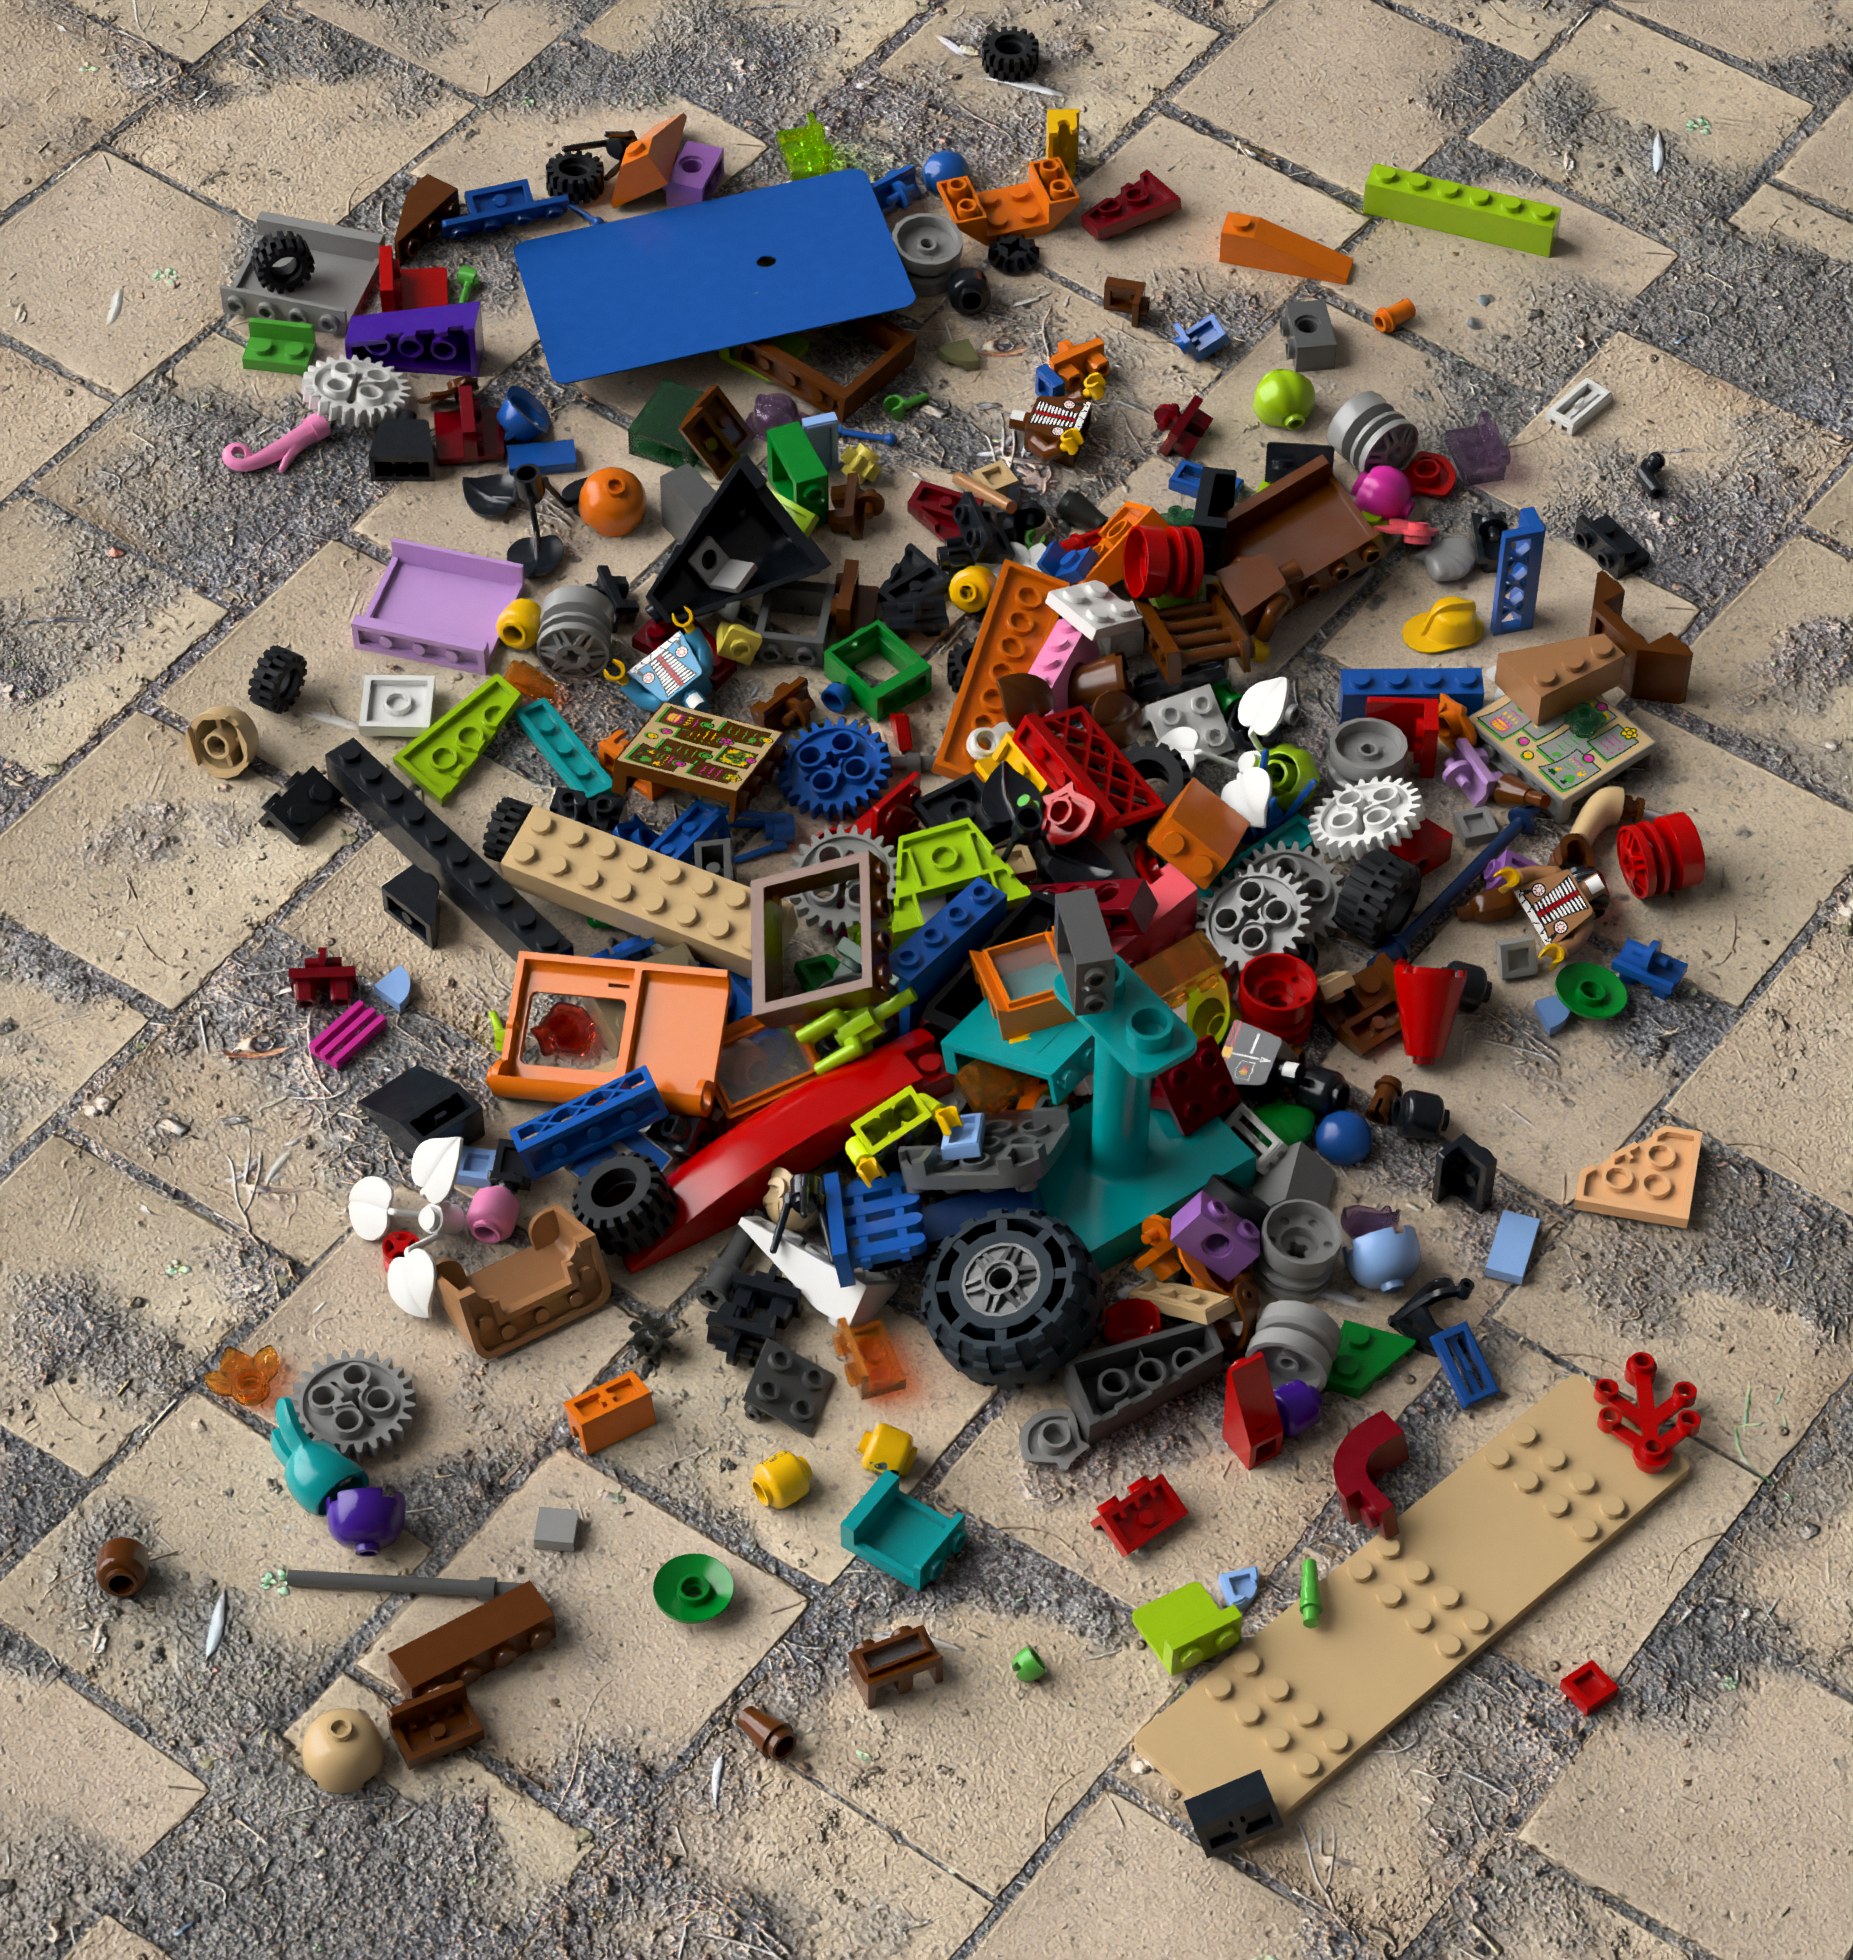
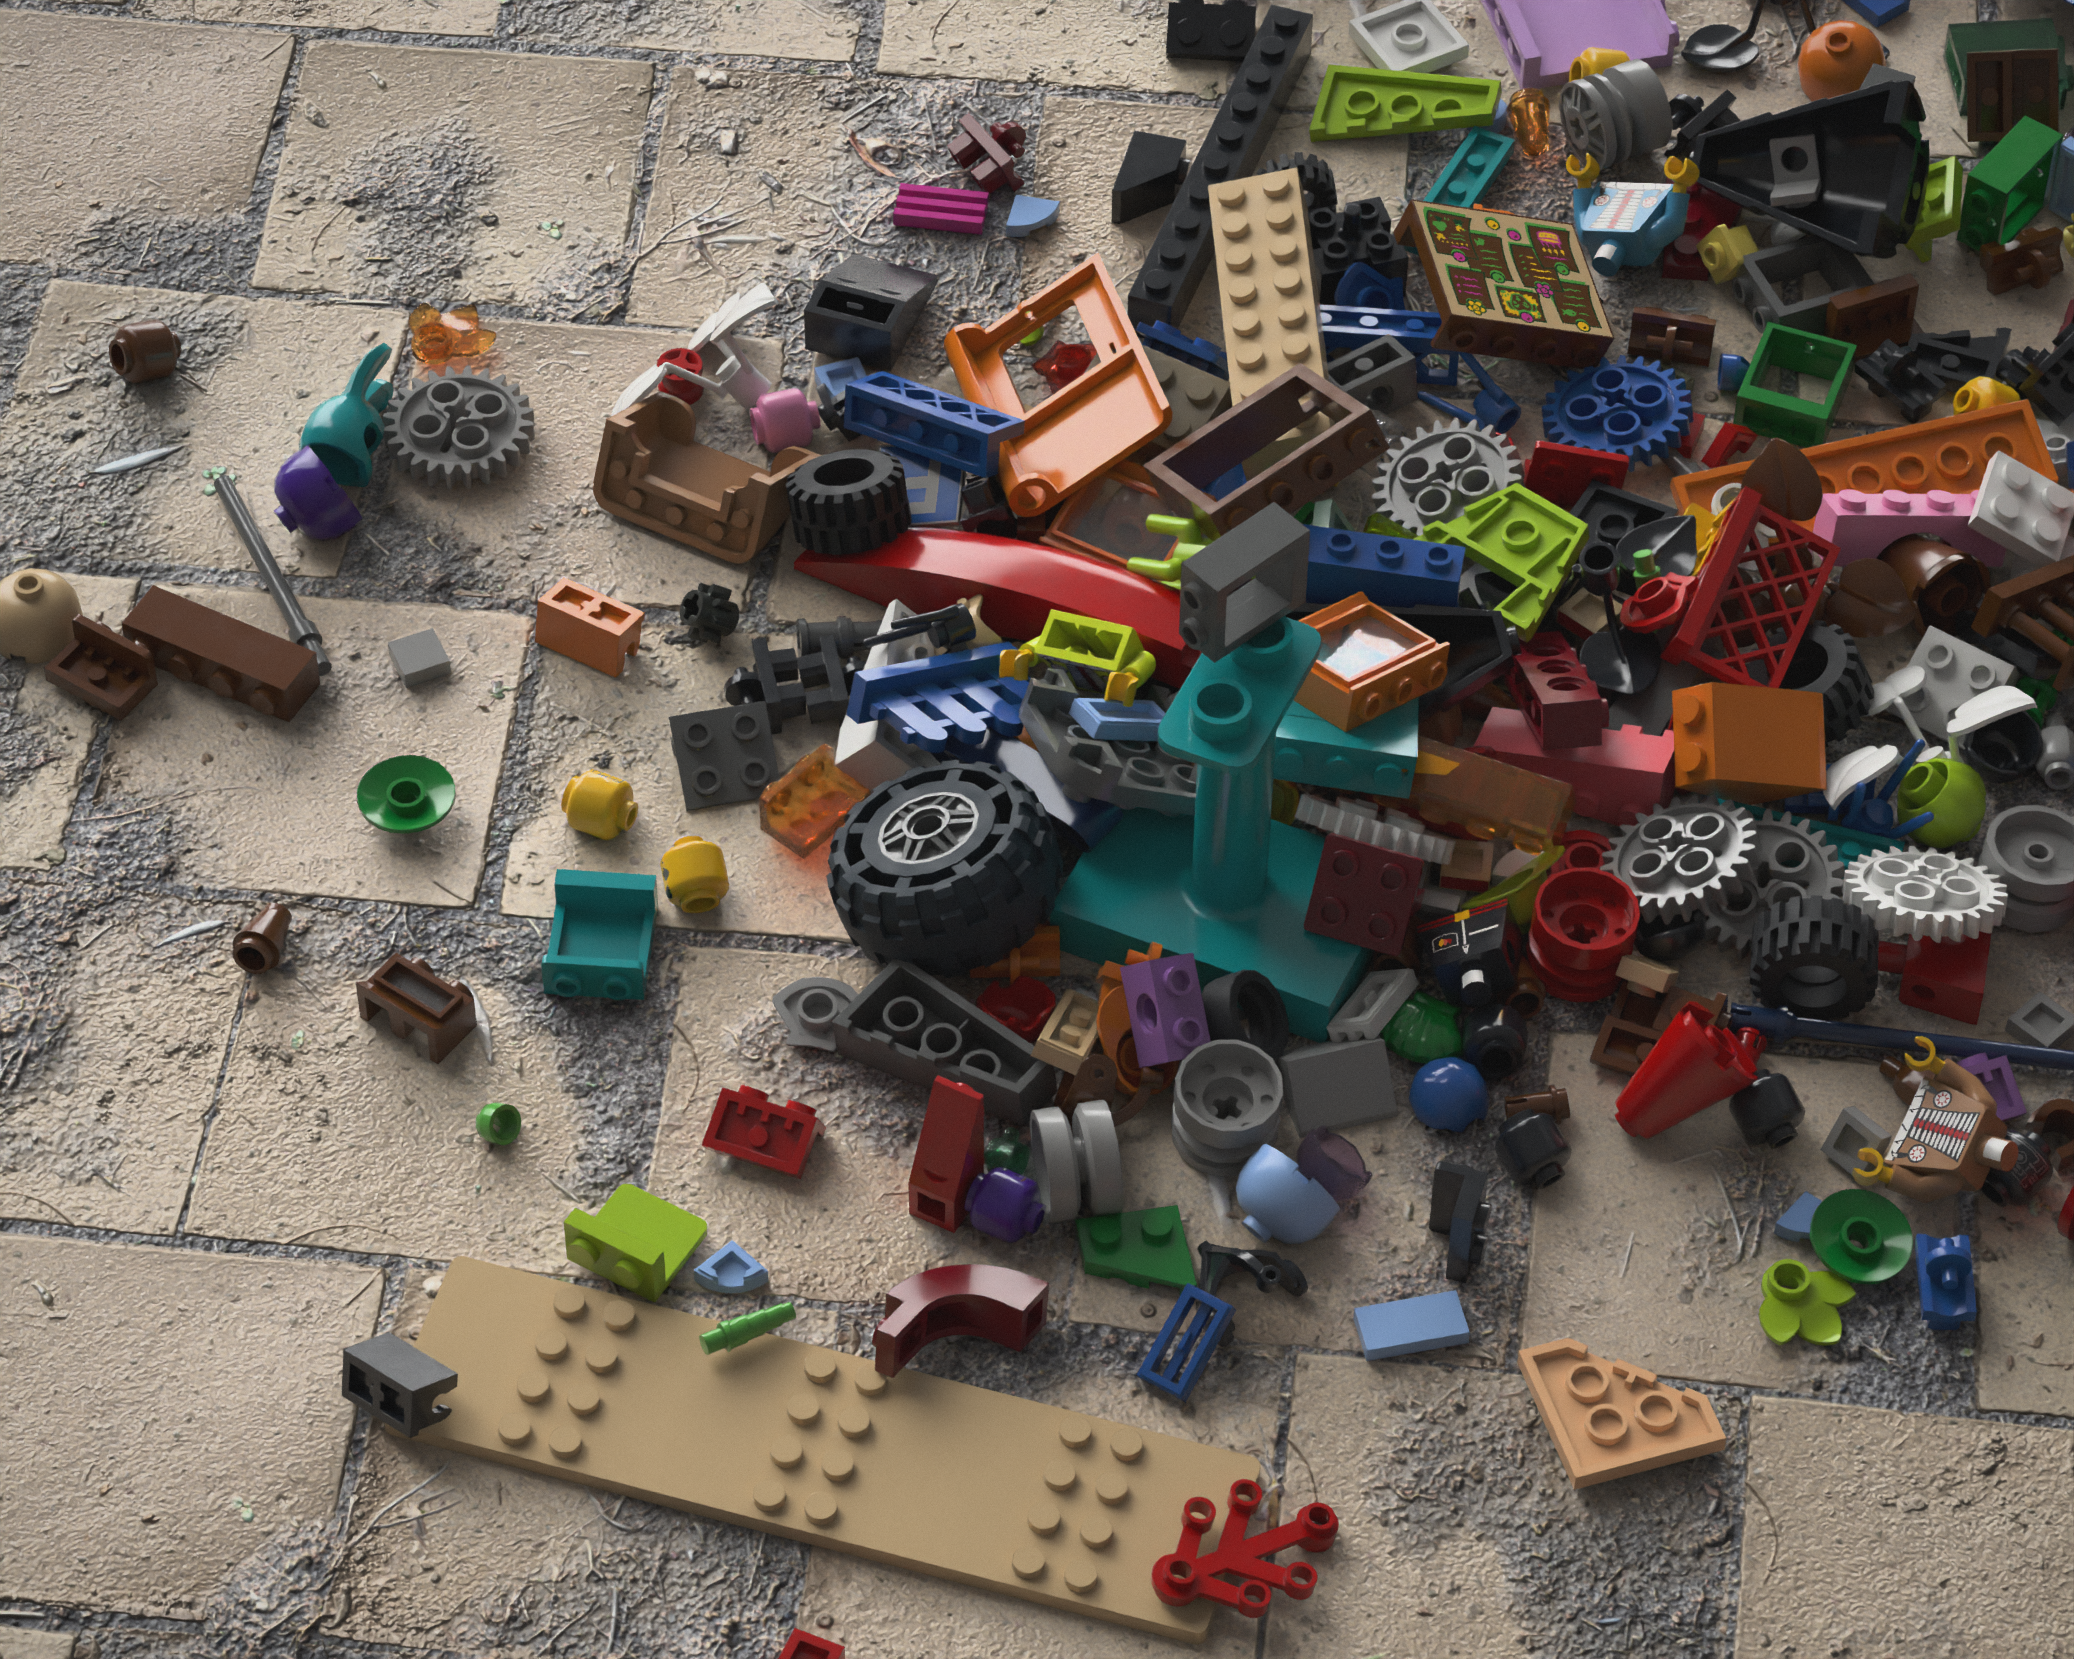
camera: 60 degrees right, 0 degrees up
(1615, 1047) = (1806, 1308): none -> lime plate

